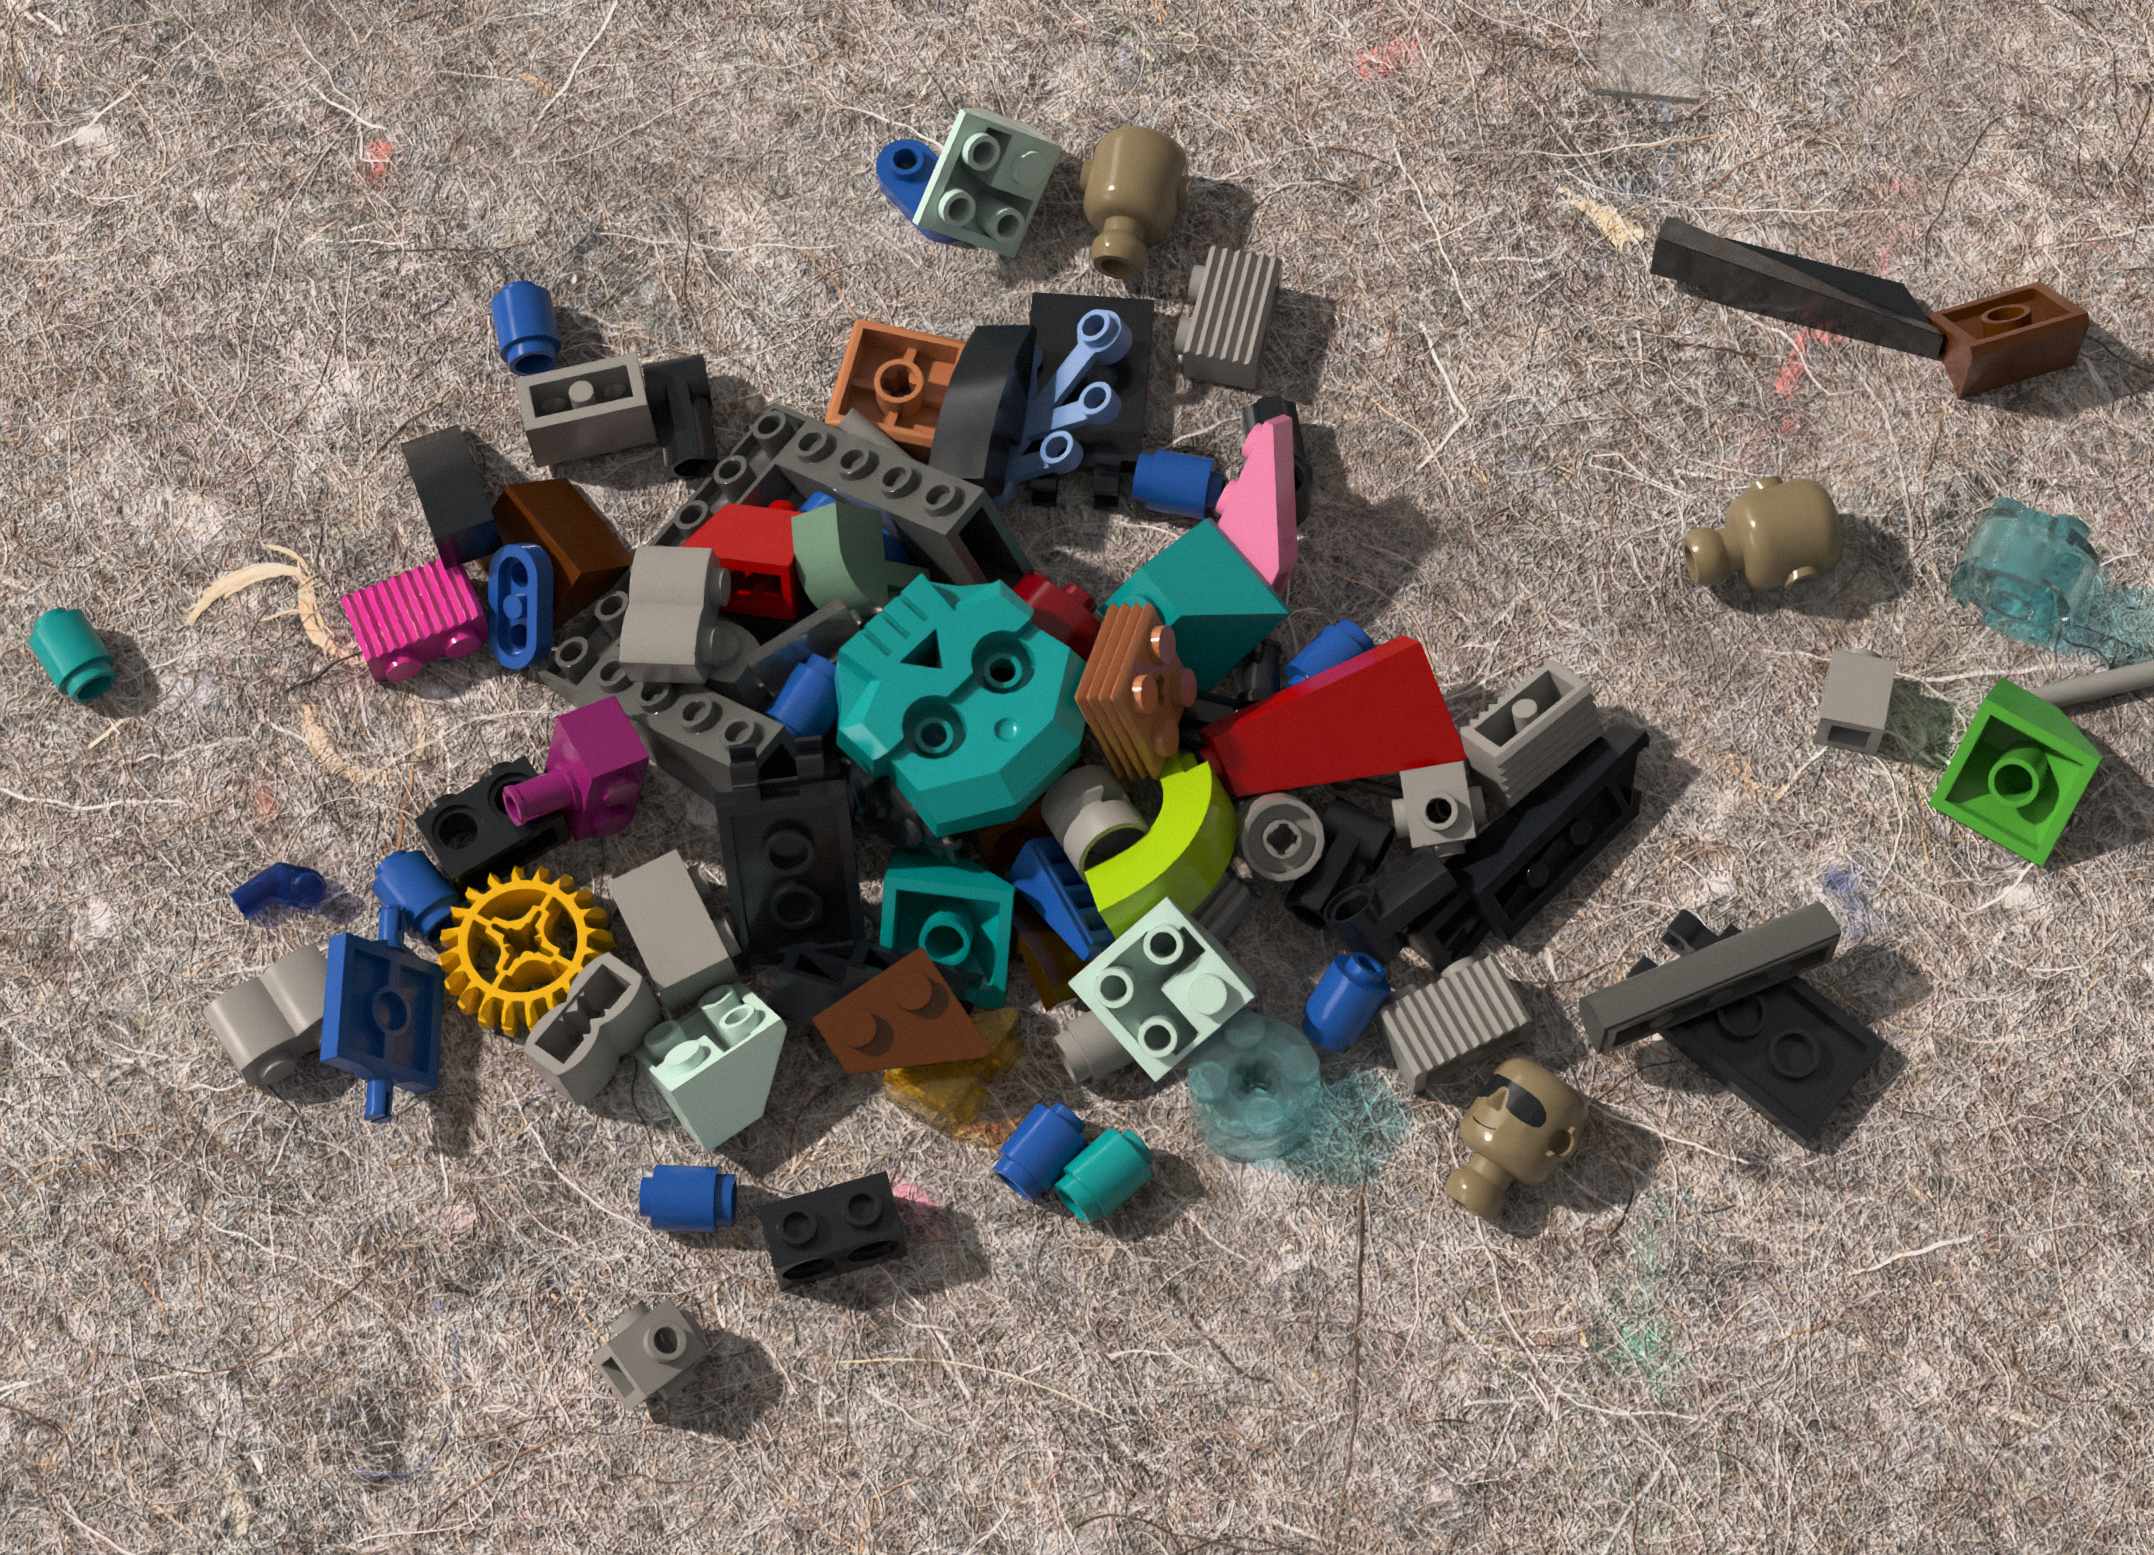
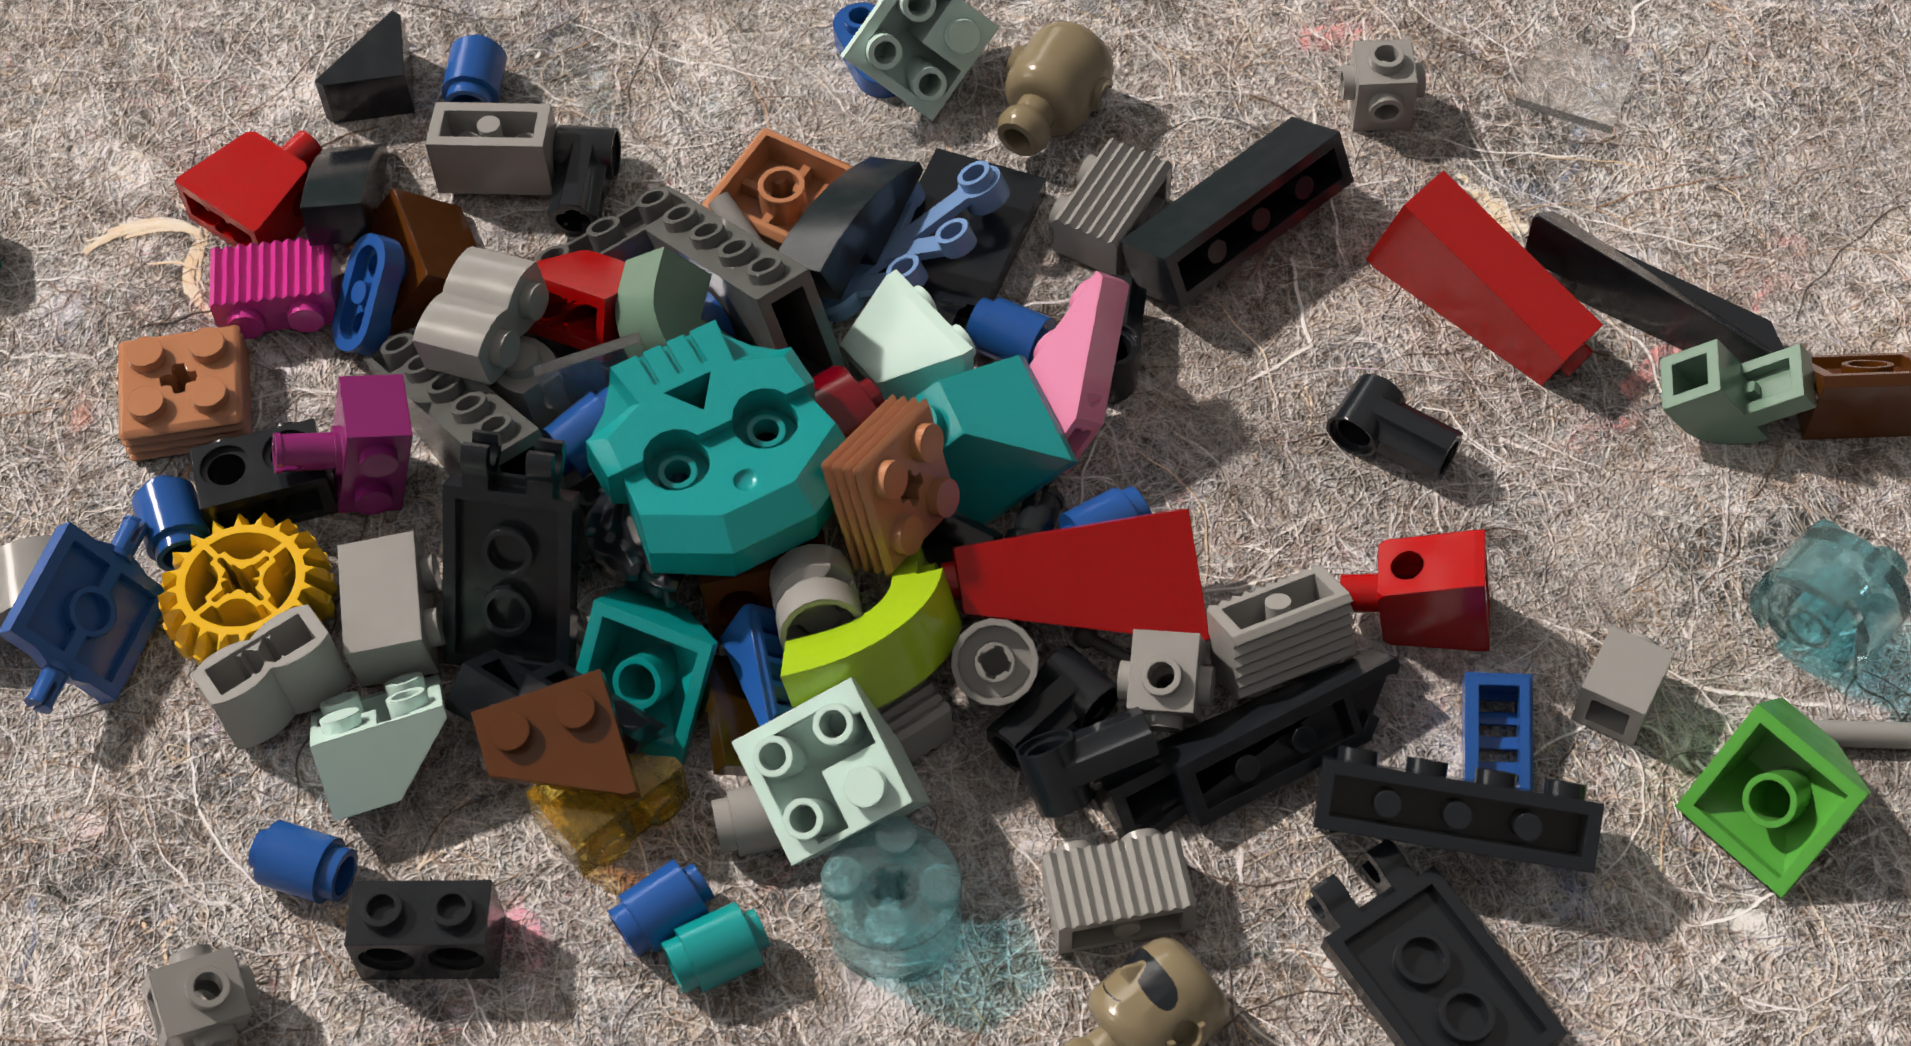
camera: 15 degrees right, 10 degrees down
(280, 884) = (54, 483): clear blue arm -> none
(349, 517) = (250, 188): none -> red torso
(369, 793) = (183, 391): none -> nougat brick
(419, 354) = (370, 77): none -> black slope
(1089, 534) = (904, 341): none -> light aqua slope
(1345, 1001) = (1013, 840): blue brick -> none
(1360, 295) = (1237, 211): none -> black brick
(1461, 111) = (1382, 84): none -> light grey brick
(1559, 487) = (1379, 420): none -> black piece
(1622, 314) = (1484, 281): none -> red slope
(1655, 656) = (1429, 591): none -> red torso
(1709, 977) = (1394, 911): dark grey brick -> none
(1738, 868) = (1458, 813): none -> black brick
(1742, 732) = (1498, 688): none -> blue slope
(1770, 537) = (1576, 512): dark tan piece -> none
(1885, 381) = (1731, 401): none -> sand green brick

